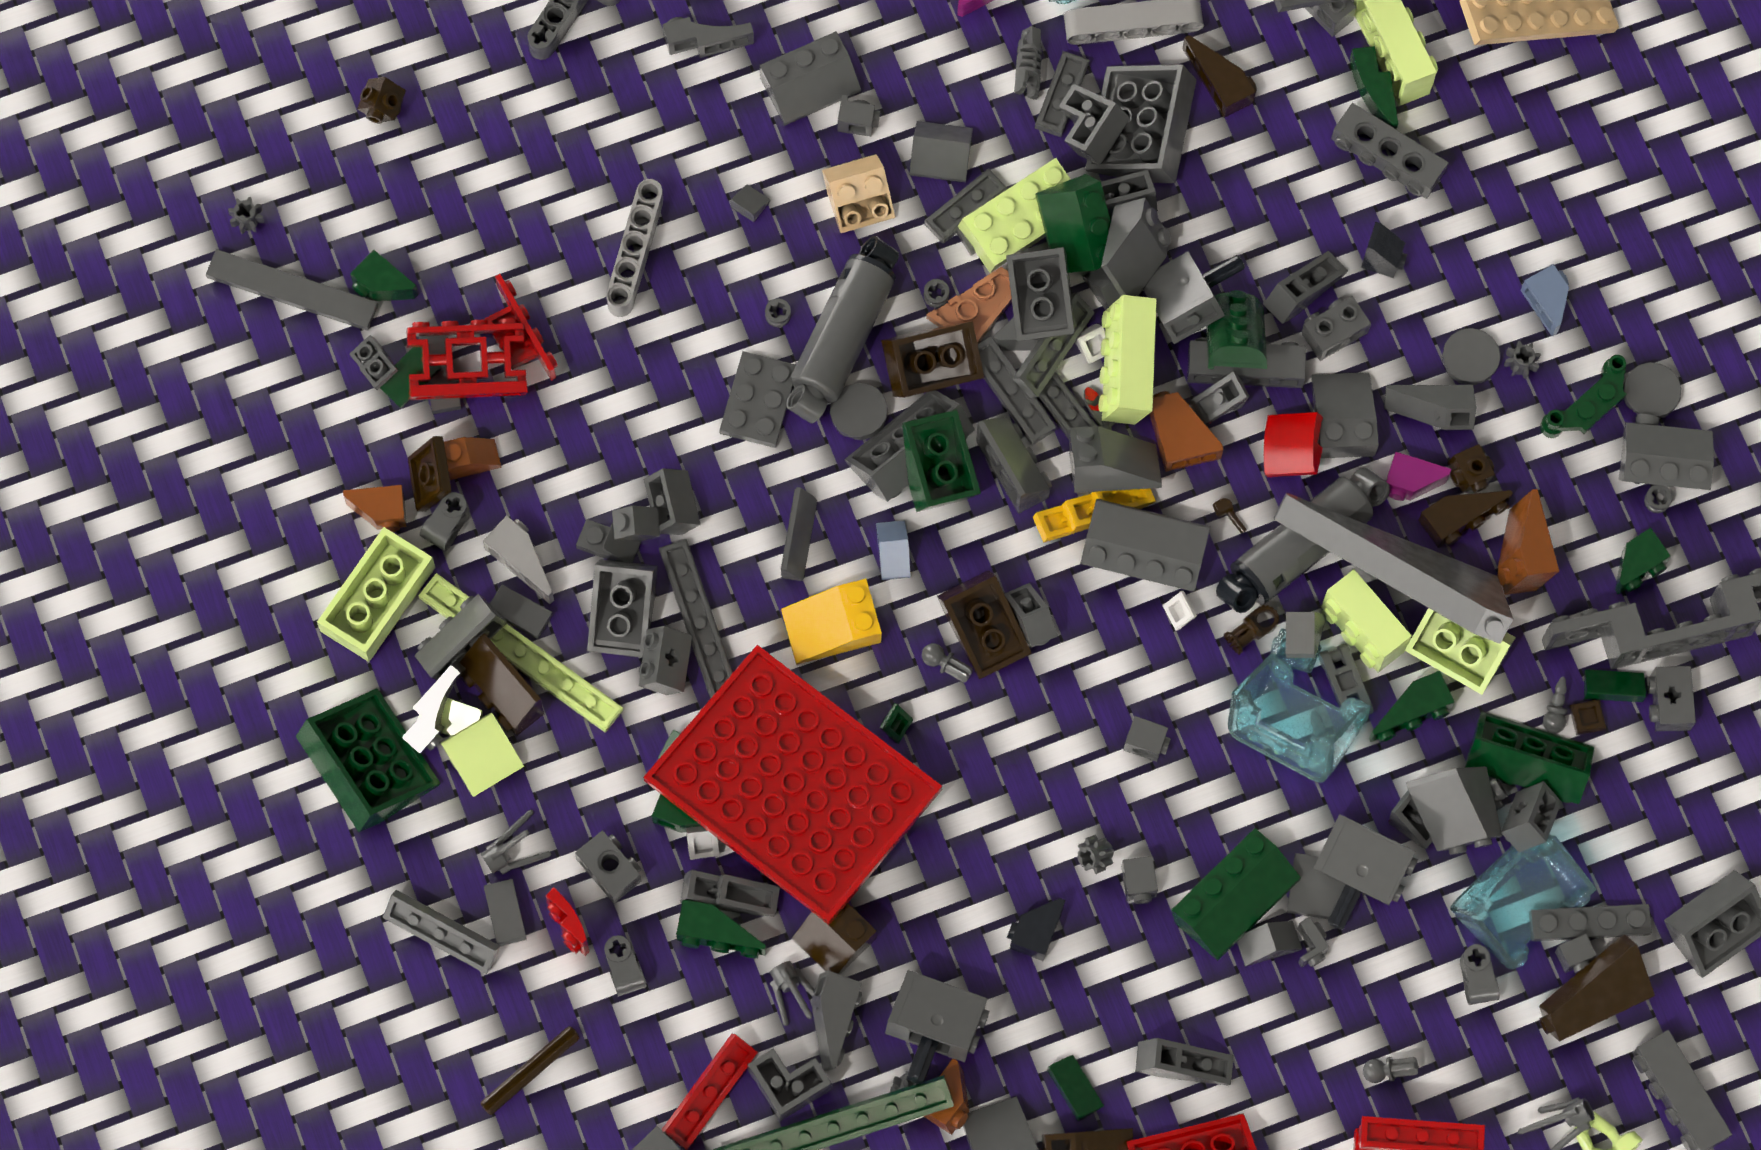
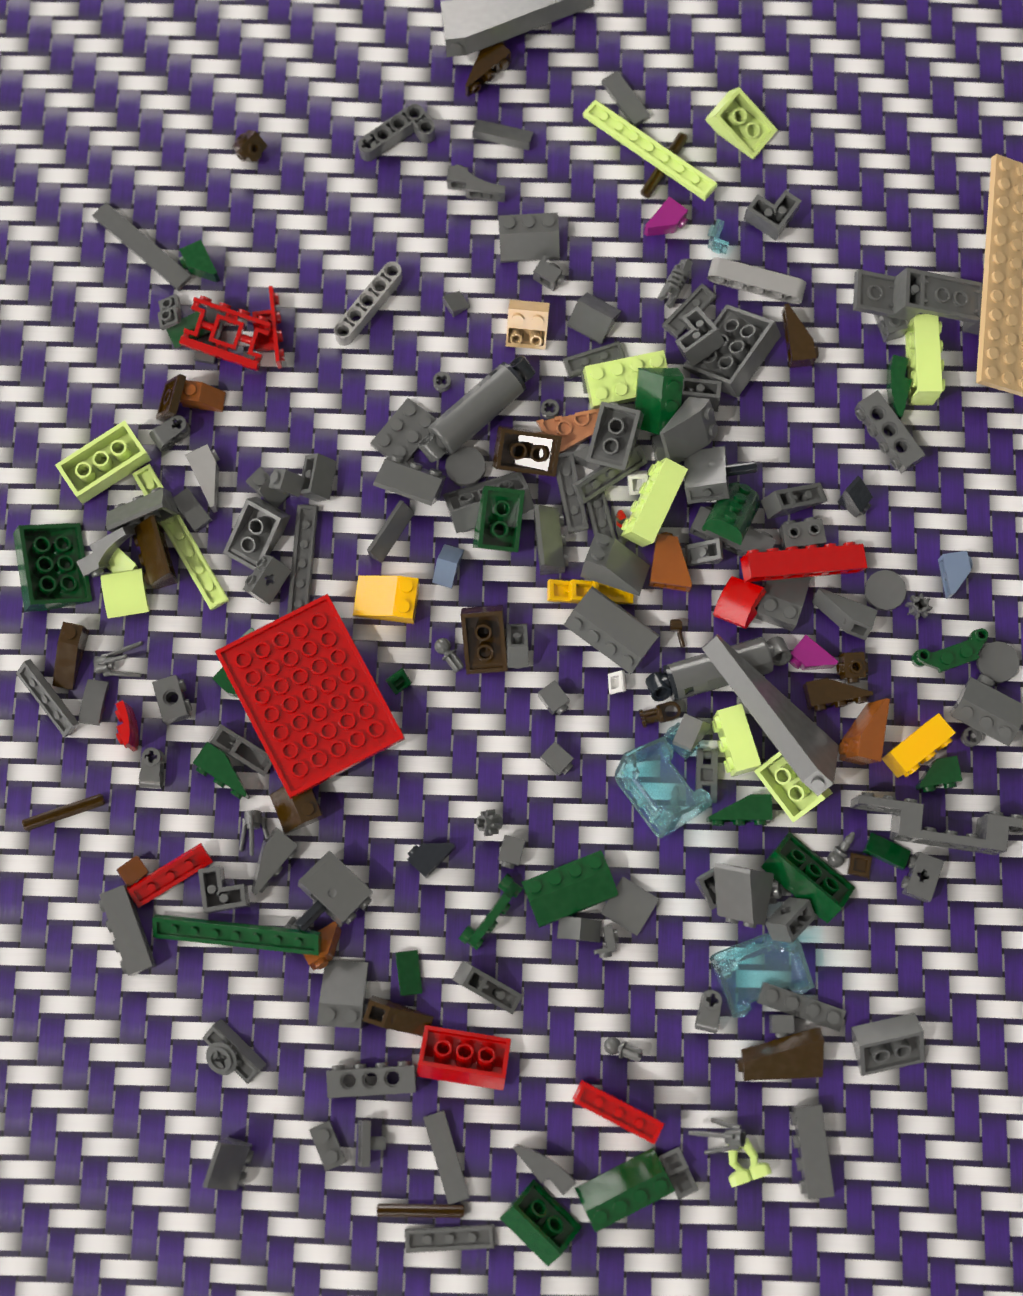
camera: 25 degrees right, 5 degrees up
(240, 220) = (135, 192): dark grey gear -> none
(379, 506) = (133, 406): dark orange slope -> none
(445, 865) = (69, 655): none -> dark brown slope
(658, 1106) = (132, 871): none -> reddish brown slope
(701, 843) = (236, 710): light grey plate -> none
(798, 455) = (410, 480): none -> dark grey slope
(1108, 663) = (554, 698): none -> dark grey brick
(1151, 981) = (474, 937): none -> dark green plate
(1353, 361) = (803, 563): none -> red brick
(1365, 864) = (663, 905): dark grey piece -> none
(1599, 536) = (919, 746): none -> yellow brick

